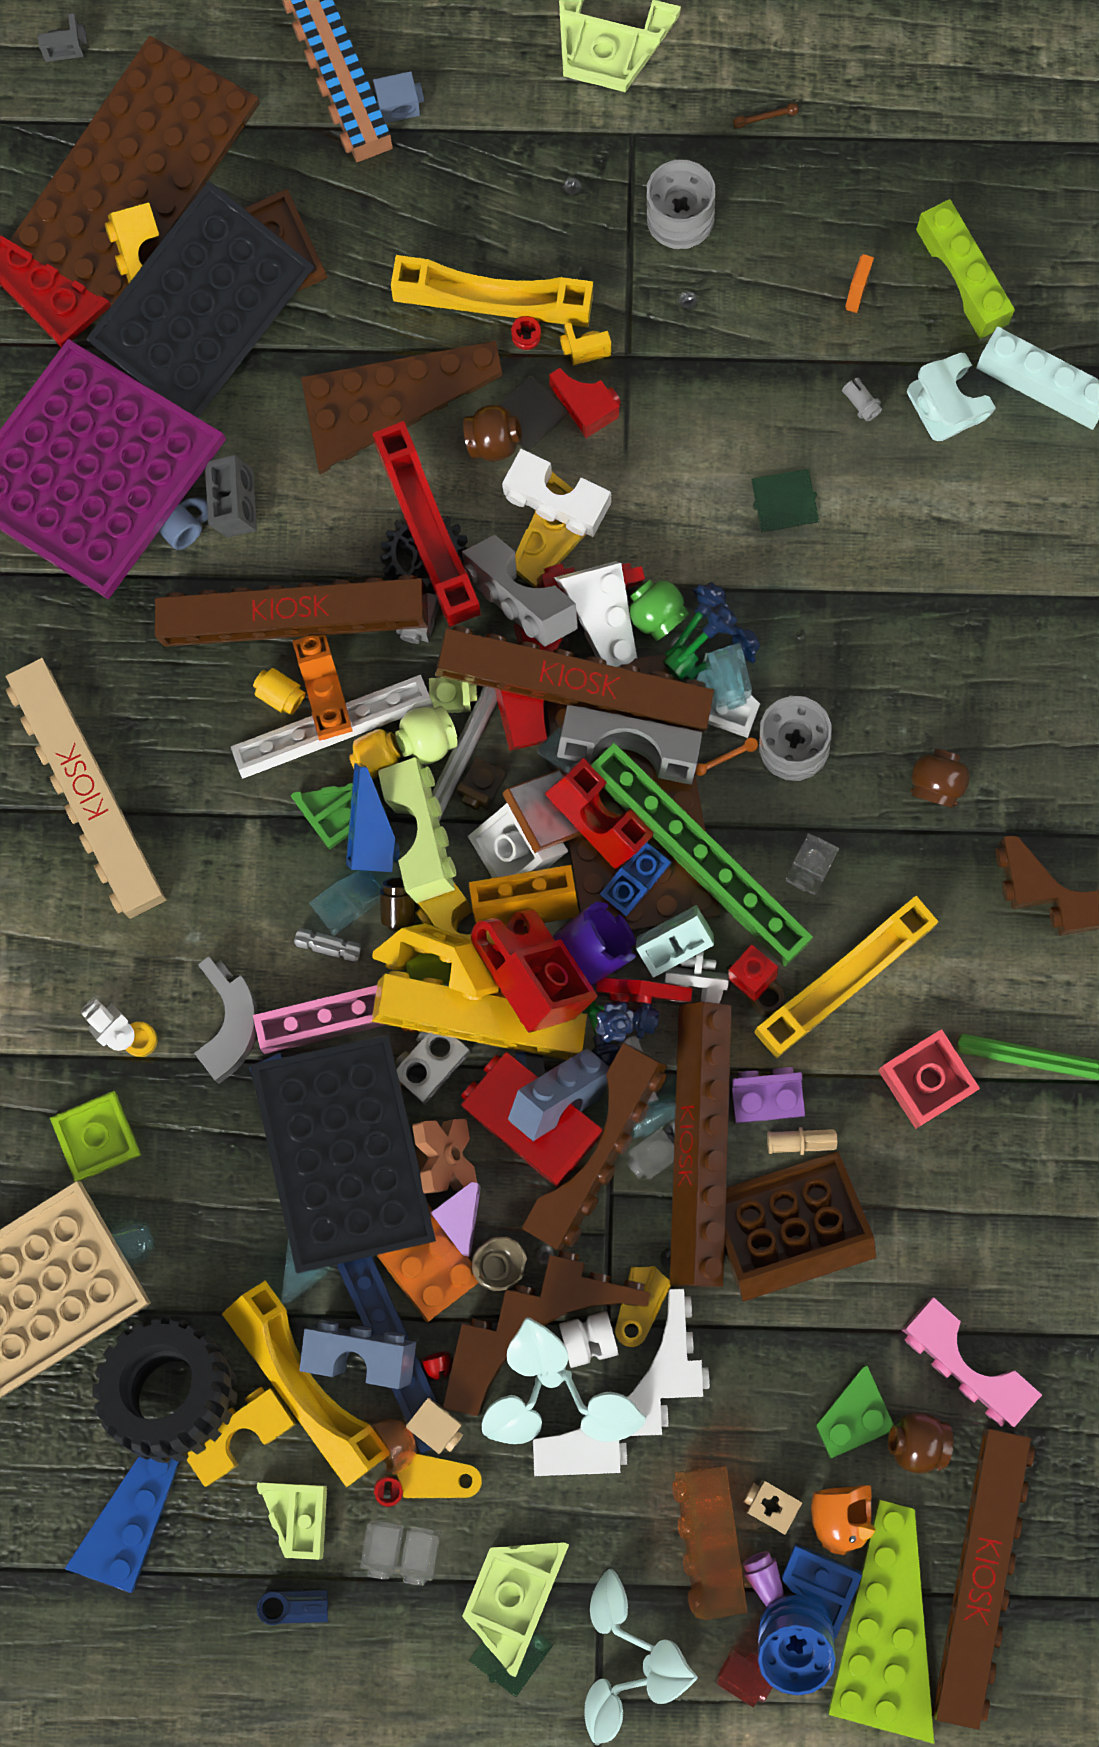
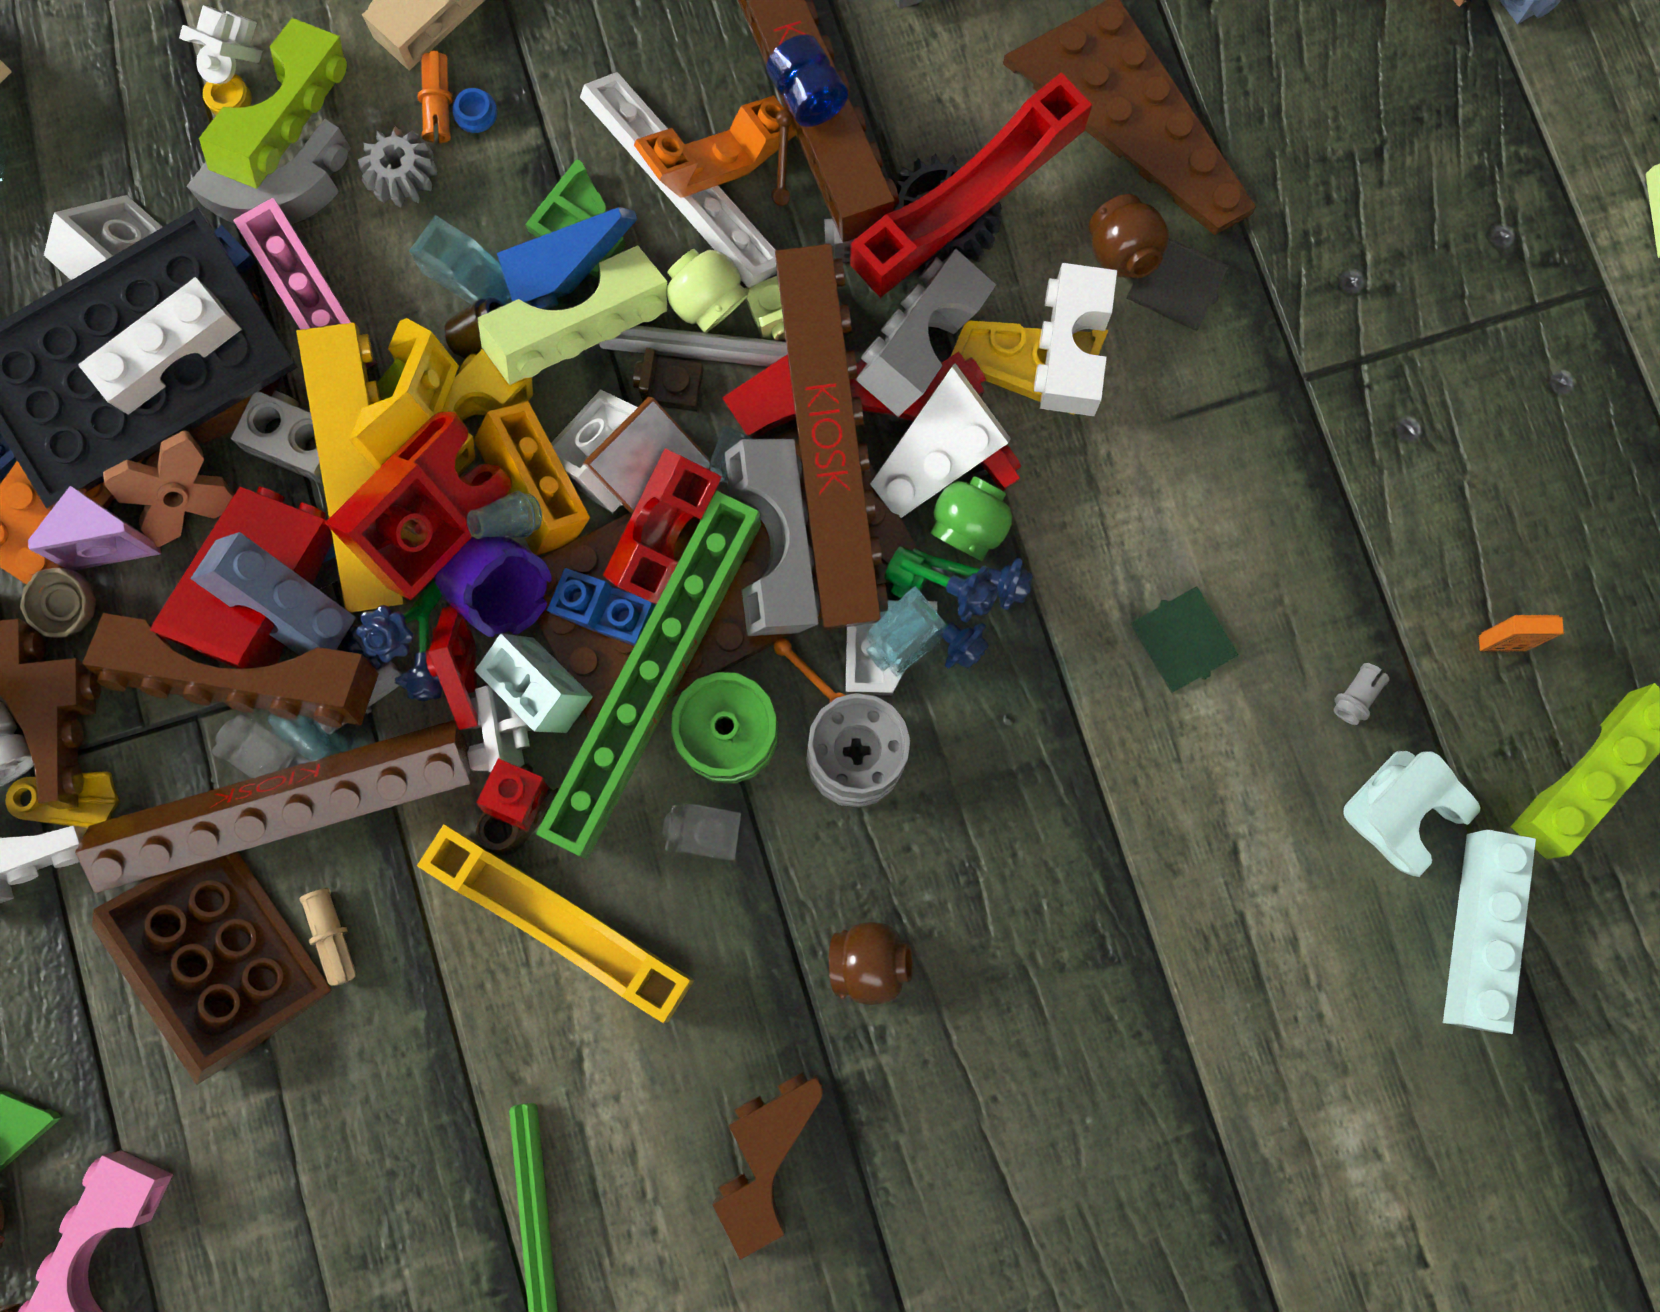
camera: 70 degrees right, 0 degrees up
(95, 1136) = (95, 86): lime tile -> none
(199, 1020) = (251, 139): none -> lime arch
(200, 884) = (435, 96): none -> orange axle
(221, 859) = (474, 110): none -> blue plate
(234, 1152) = (95, 232): none -> white slope
(258, 917) = (393, 151): none -> light grey gear
(278, 691) = (705, 102): yellow brick -> none
(313, 606) = (806, 80): none -> clear blue wheel
(327, 944) = (406, 271): light grey axle -> none
(353, 1115) = (132, 362): none -> white arch
(365, 662) = (780, 194): none -> reddish brown hinge
(375, 751) = (663, 237): yellow head -> none
(435, 285) = (1332, 244): yellow arch -> none
(520, 342) = (1281, 228): red bush -> none
(556, 913) = (507, 517): none -> clear light blue cone
(588, 404) = (1217, 345): red arch -> none
(589, 347) = (1290, 320): yellow bracket -> none
(680, 204) = (1534, 366): light grey wheel -> none
(746, 801) = (710, 703): none -> bright green wheel
(768, 1096) = (375, 874): medium lavender bracket -> none
(928, 1079) = (450, 1079): coral brick -> none

